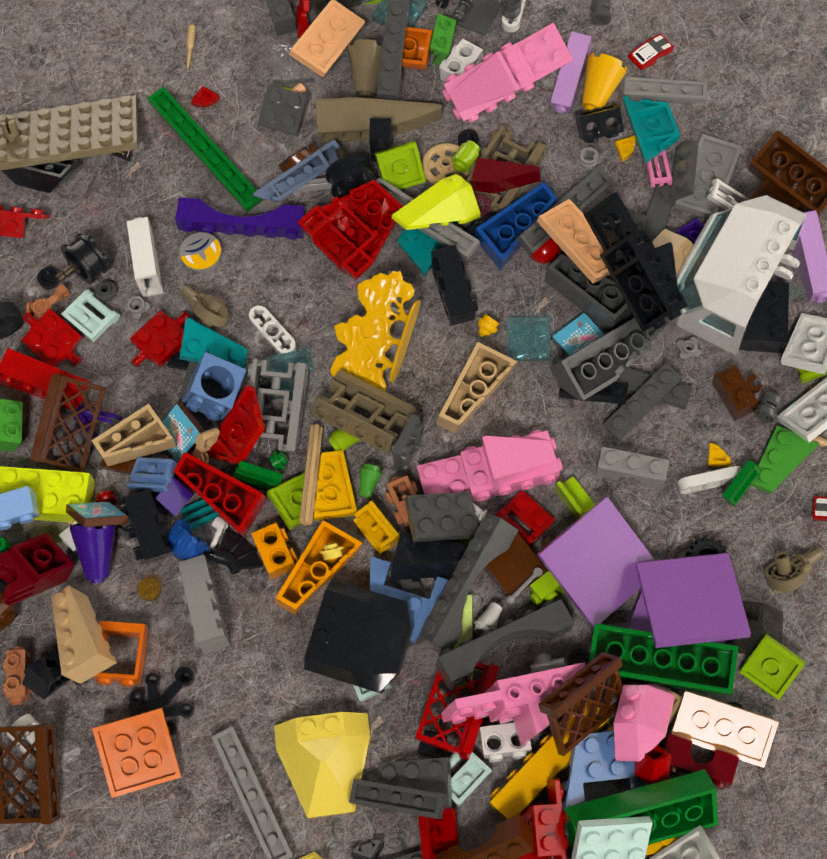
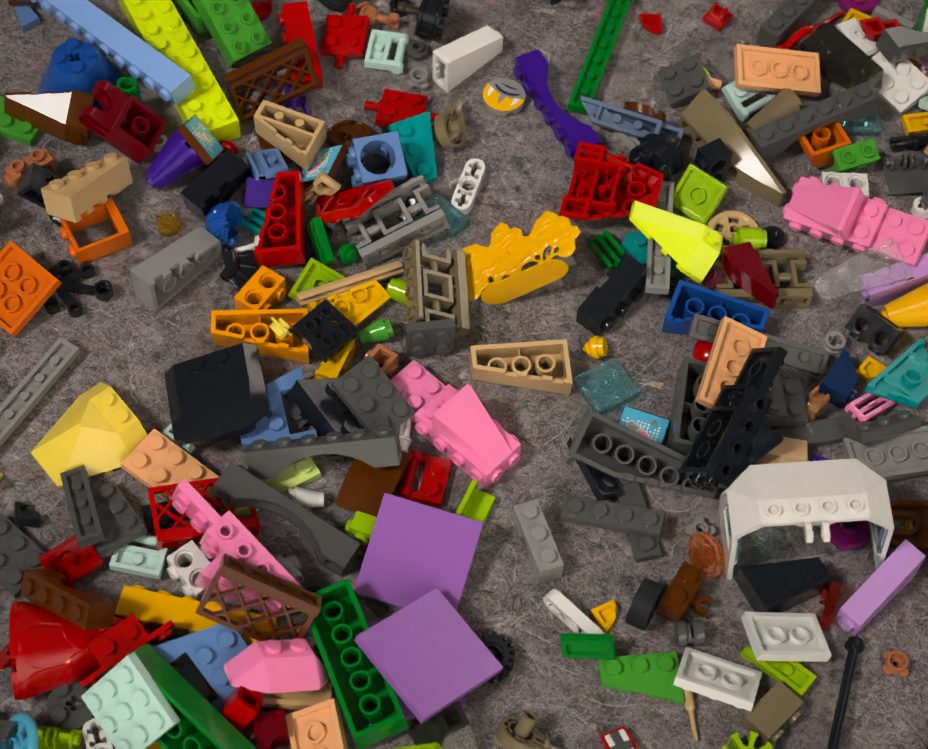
camera: 50 degrees right, 10 degrees down
(160, 393) = (346, 131): none -> reddish brown tile
(234, 47) = (717, 17): none -> red tile
(325, 83) = (737, 95): none -> light aqua plate
(354, 525) = (324, 343): none -> black plate
(400, 711) = (162, 462): none -> light nougat plate
(407, 255) = (601, 240): none -> green tile
(536, 573) = (332, 501): light grey hinge -> none
(552, 97) = (868, 270): none -> clear wing
(625, 174) = (840, 381): none -> dark blue slope
(638, 201) = (816, 404): none -> medium nougat plate
(714, 356) = (706, 554): none -> clear orange dish
(724, 201) = (892, 470): white tile -> none
(731, 423) = (644, 604): none -> black tyre
(800, 297) = (829, 600): none -> clear red plate

